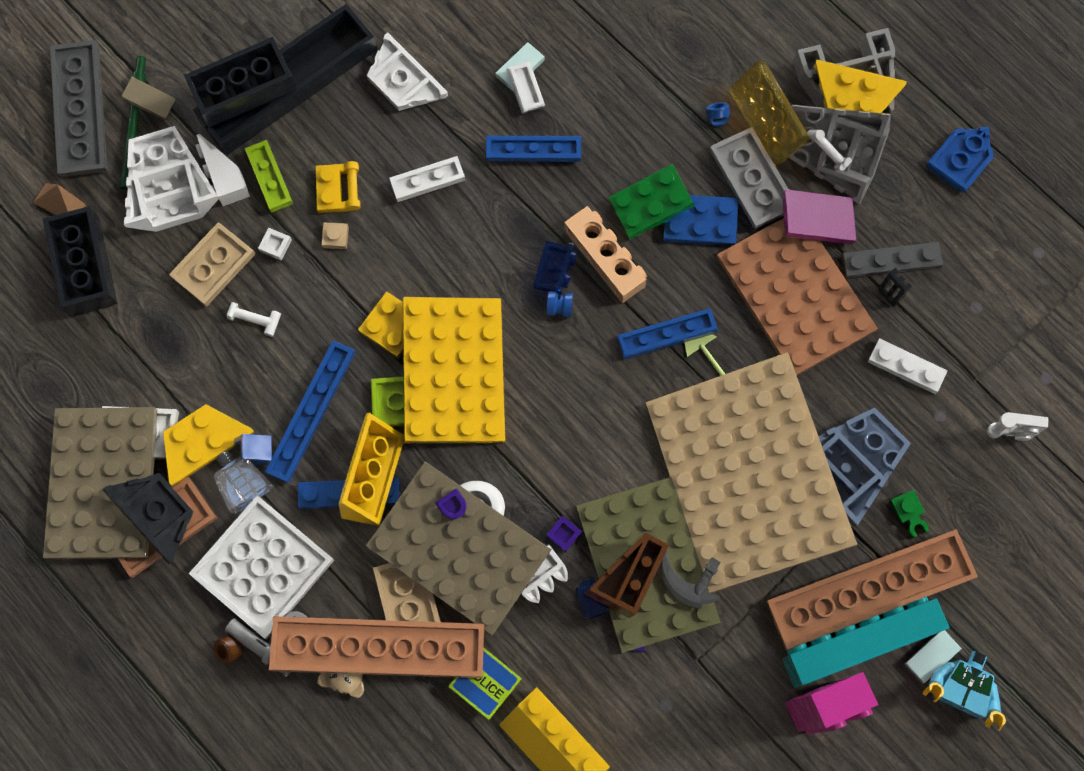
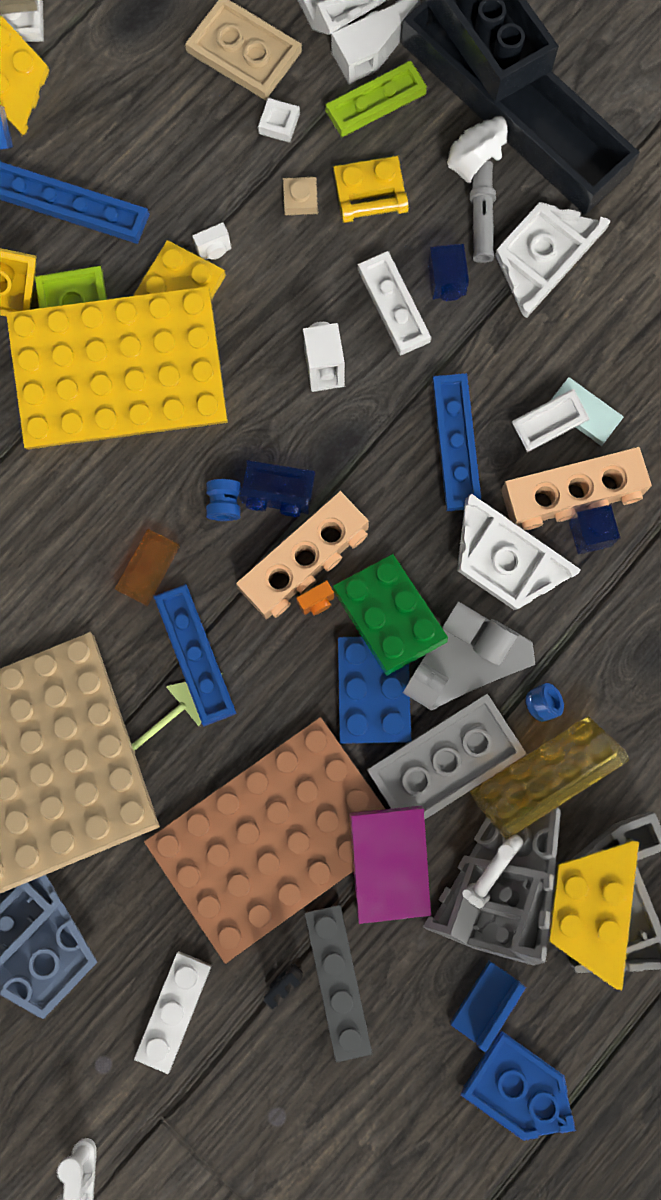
camera: 85 degrees right, 5 degrees up
(269, 322) = (170, 132): white piece -> none
(322, 108) = (478, 146): none -> white hair
(358, 113) = (482, 198): none -> light grey pin
(366, 296) = (212, 242): none -> white plate
(410, 140) = (448, 272): none -> clear blue brick
(465, 223) = (324, 356): none -> white brick
(577, 111) = (624, 467): none -> light nougat brick
(601, 362) = (147, 567): none -> clear orange plate
(605, 68) = (594, 529): none -> clear blue brick
(618, 125) = (506, 557): none -> white wing
(636, 248) = (316, 599): none -> orange plate
(682, 149) = (472, 657): none -> light grey panel
(911, 168) = (487, 1005): none -> blue panel

